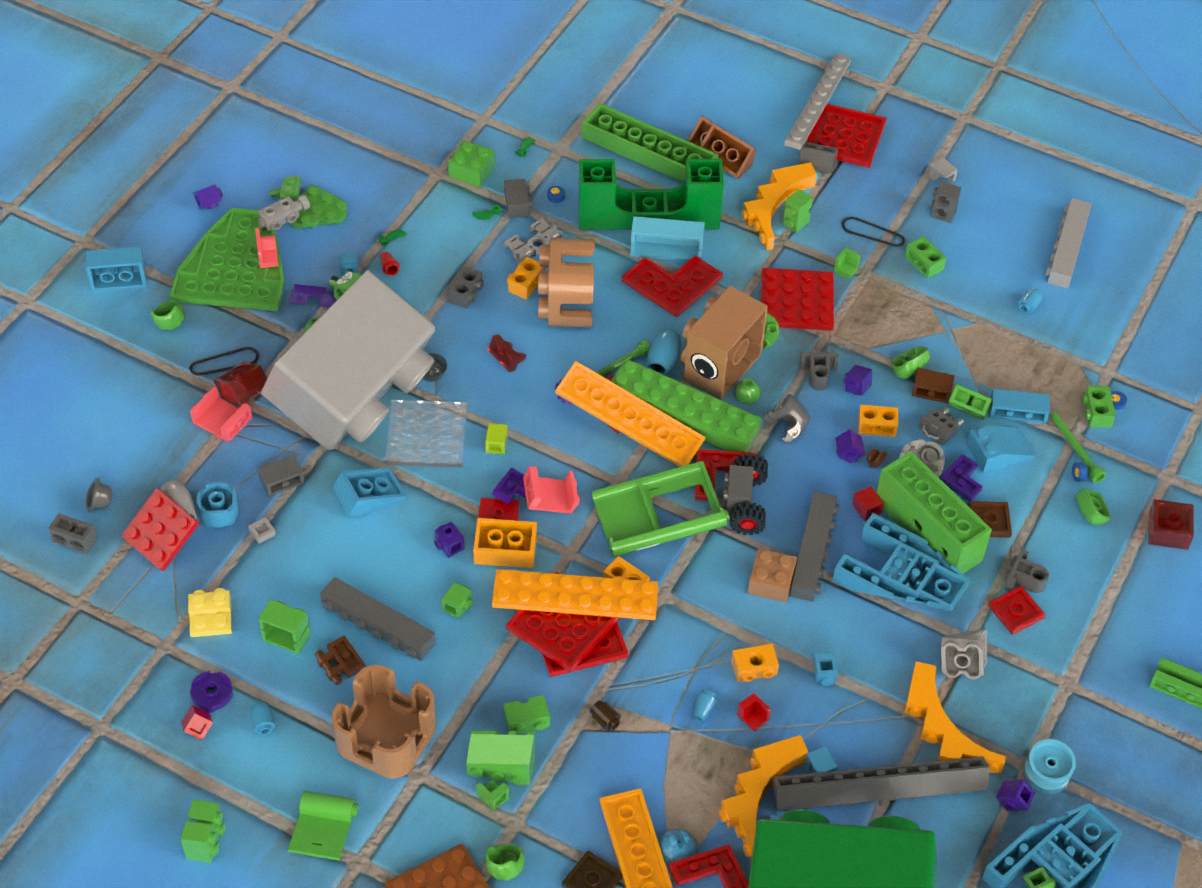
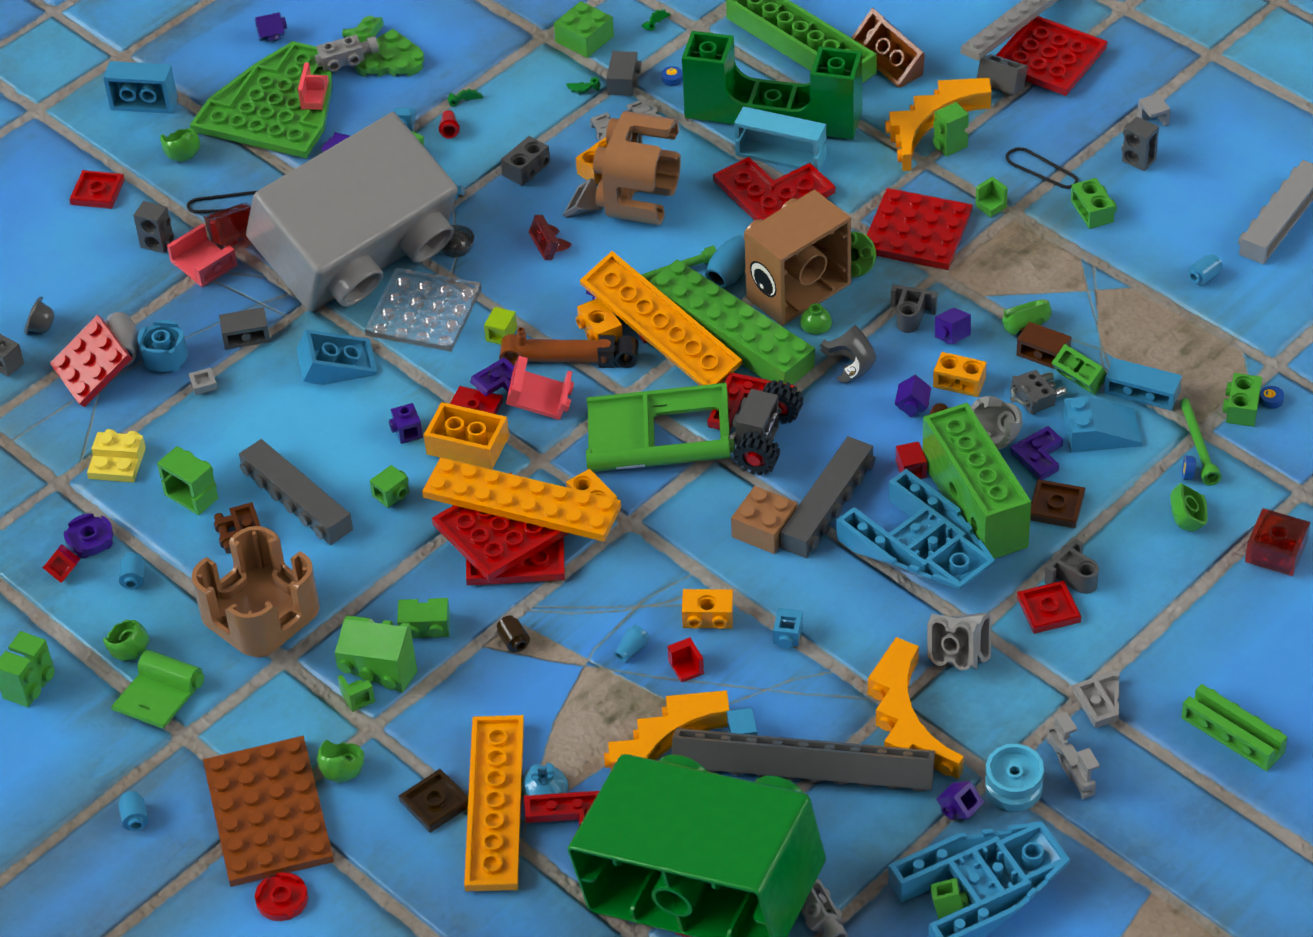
camera: 20 degrees right, 5 degrees down
(106, 366) = (97, 189): none -> red tile
(173, 396) = (153, 226): none -> dark grey brick
(281, 784) = (127, 640): none -> bright green hair
(523, 313) = (583, 200): none -> light grey slope
(577, 423) = (597, 320): none -> light orange brick
(589, 447) = (603, 351): none -> dark orange piece
(1085, 683) = (1100, 698): none -> light grey wing
(1097, 750) = (1075, 764): none -> light grey piece

